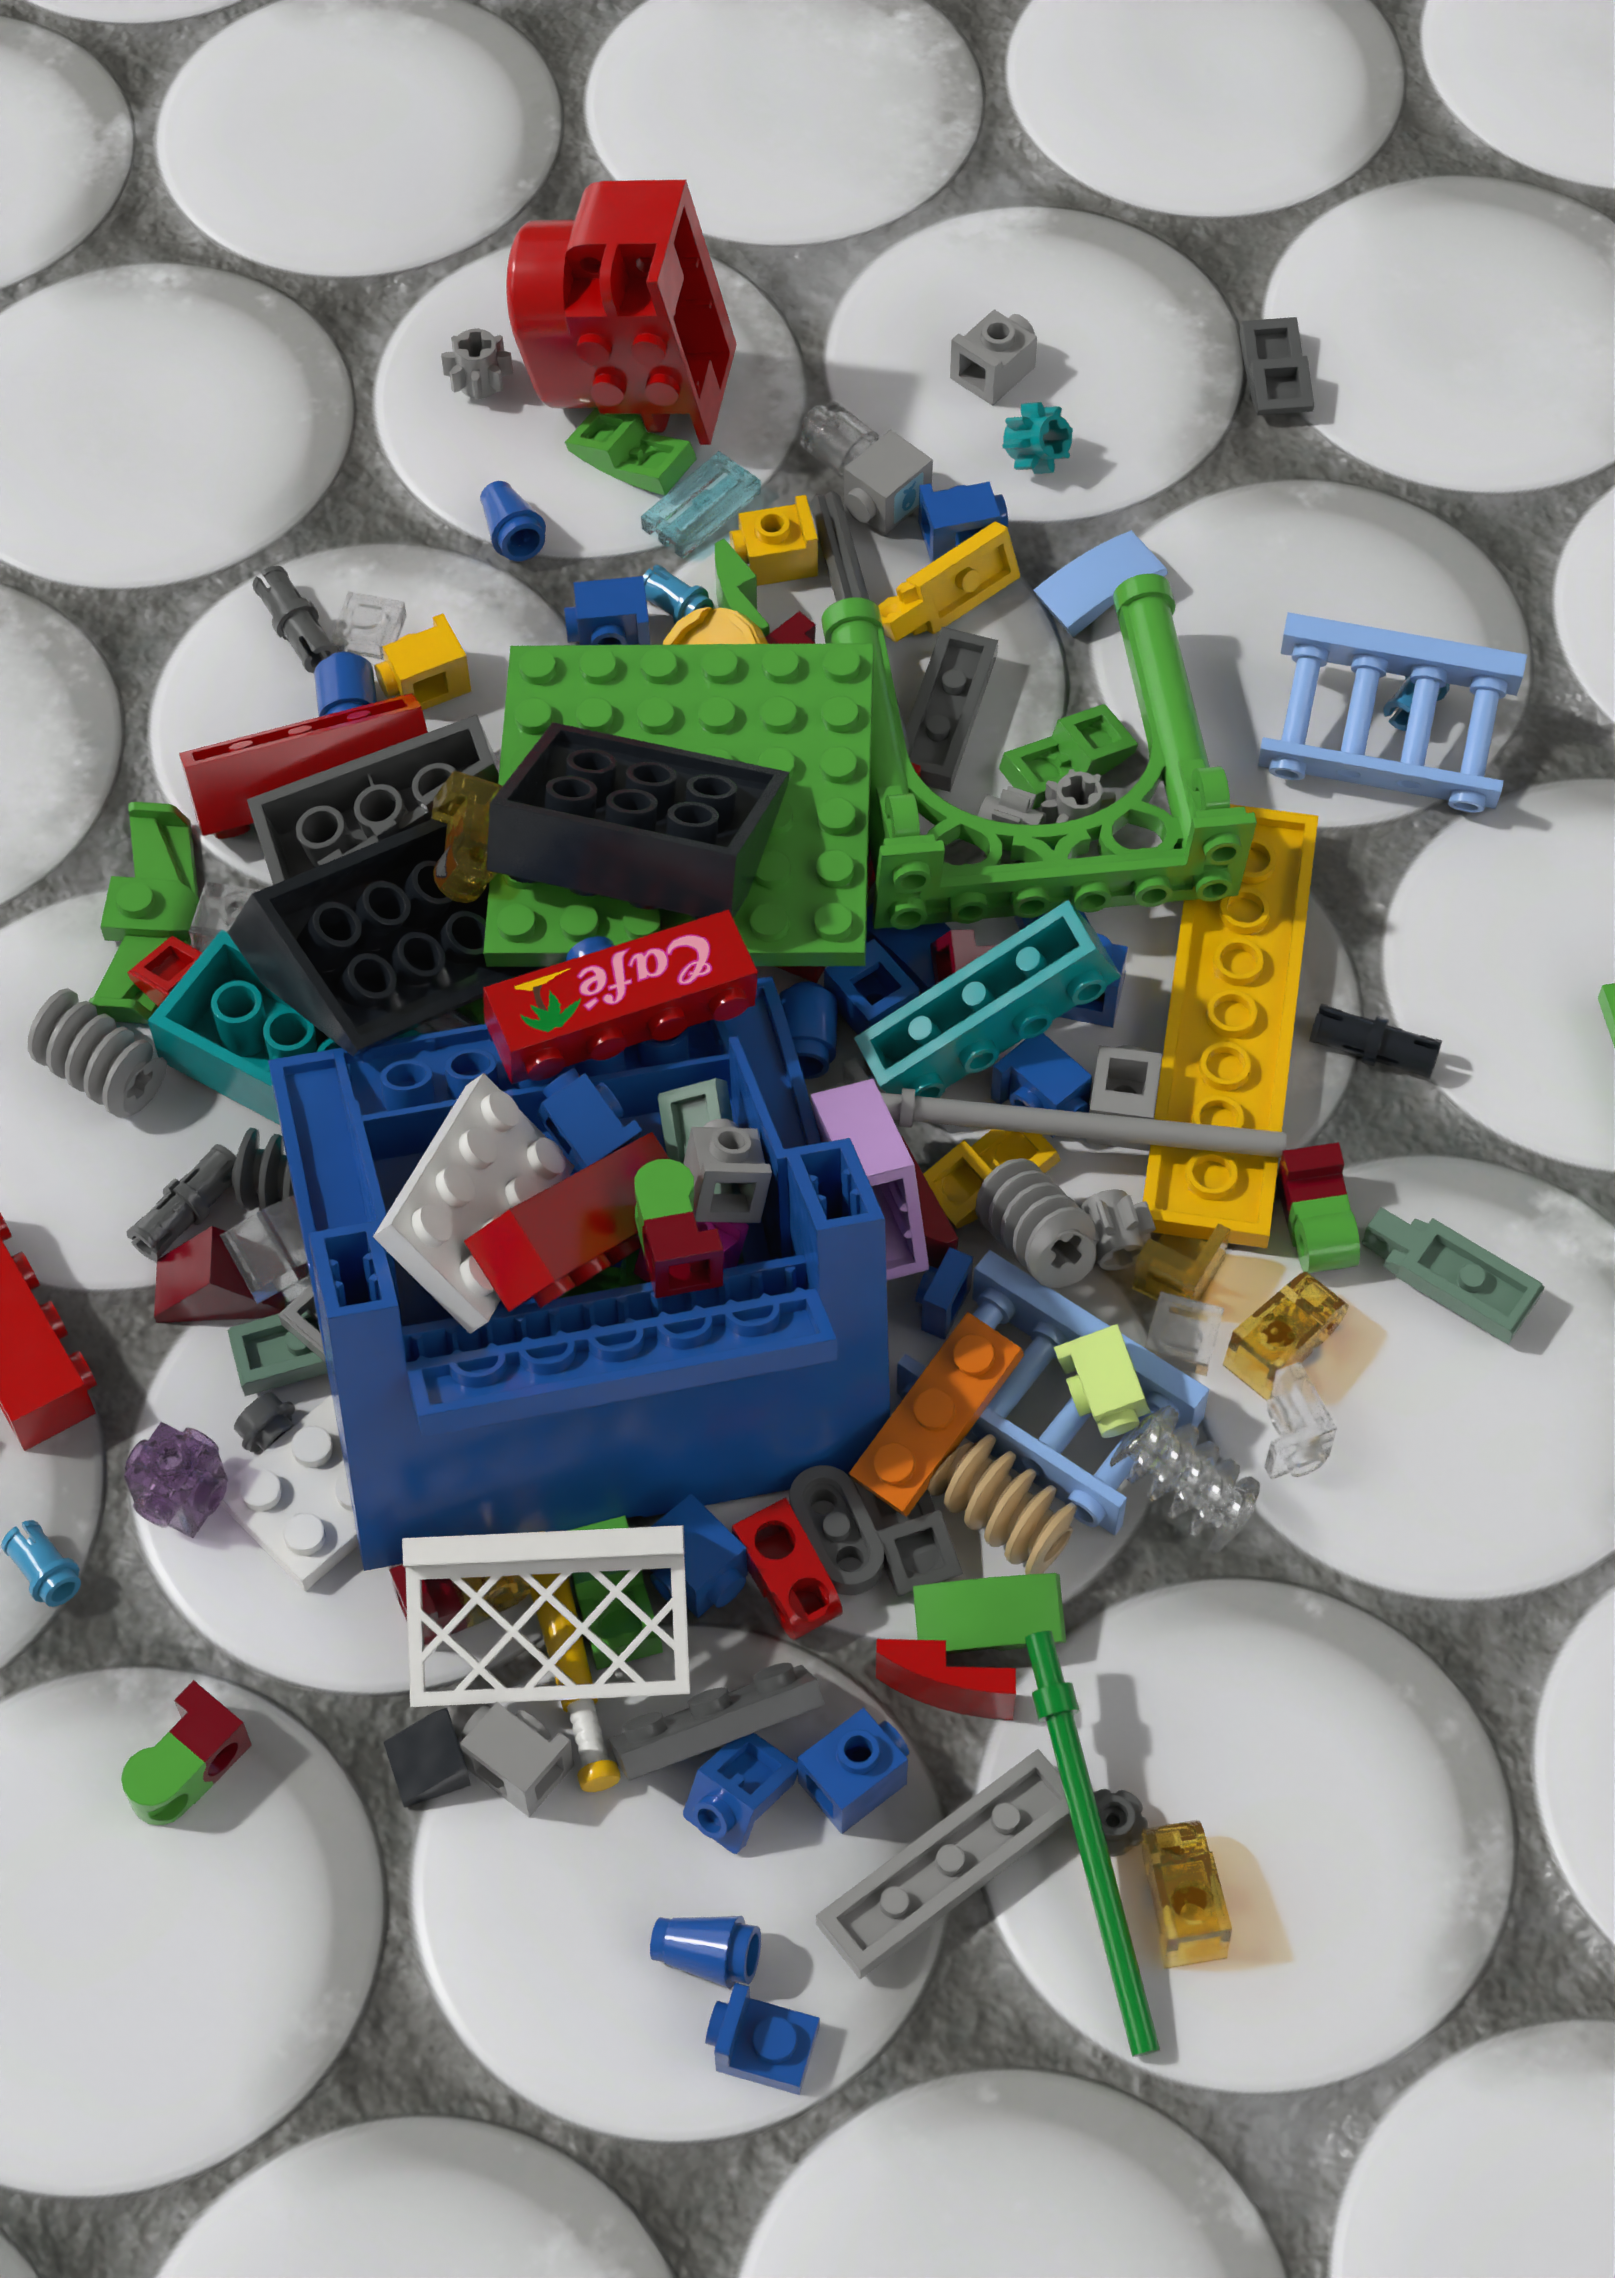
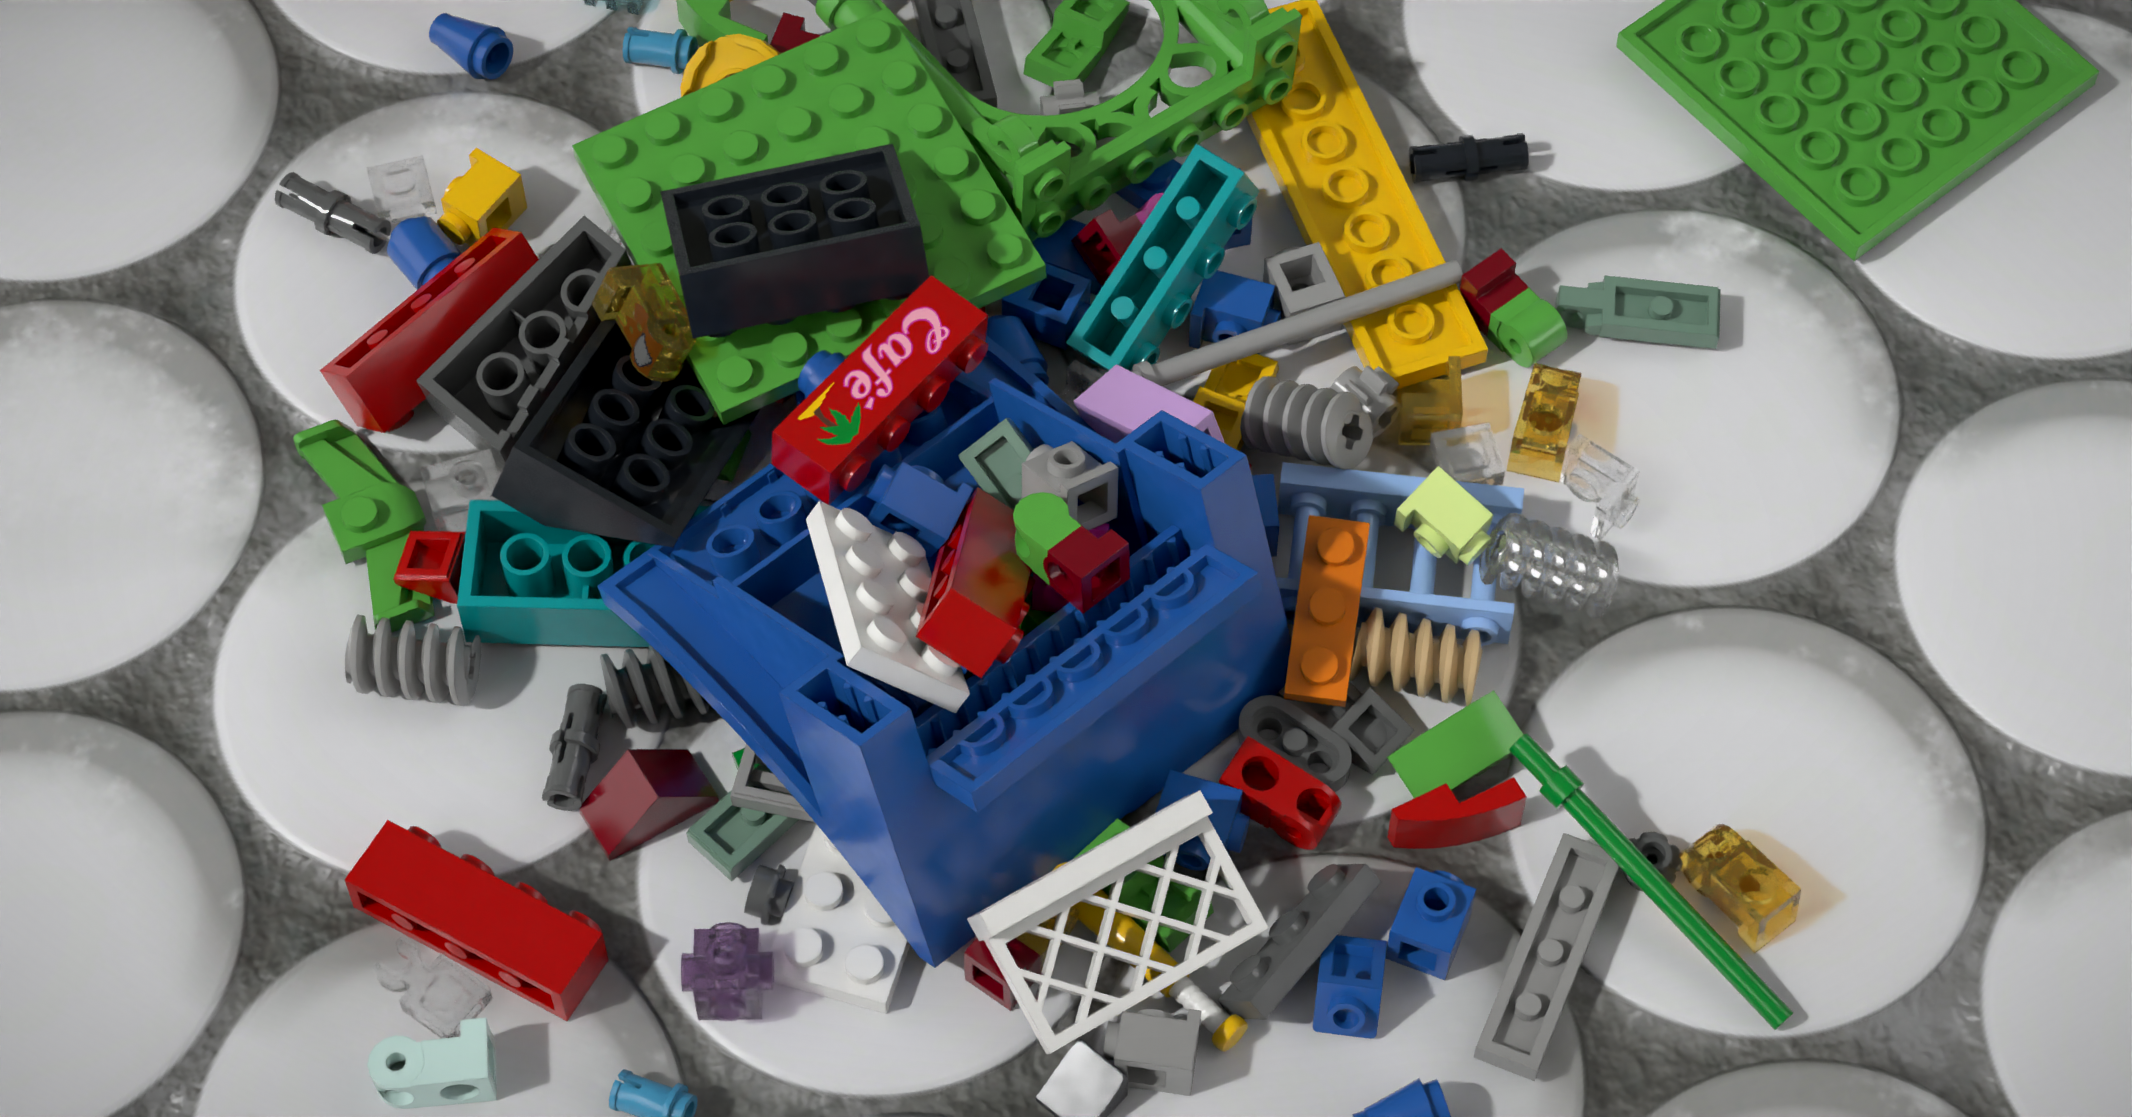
camera: 30 degrees left, 0 degrees up
(270, 1252) = (692, 744): clear brick -> none
(609, 613) = (617, 88): blue brick -> none
(1075, 797) = (1112, 69): light grey gear -> none

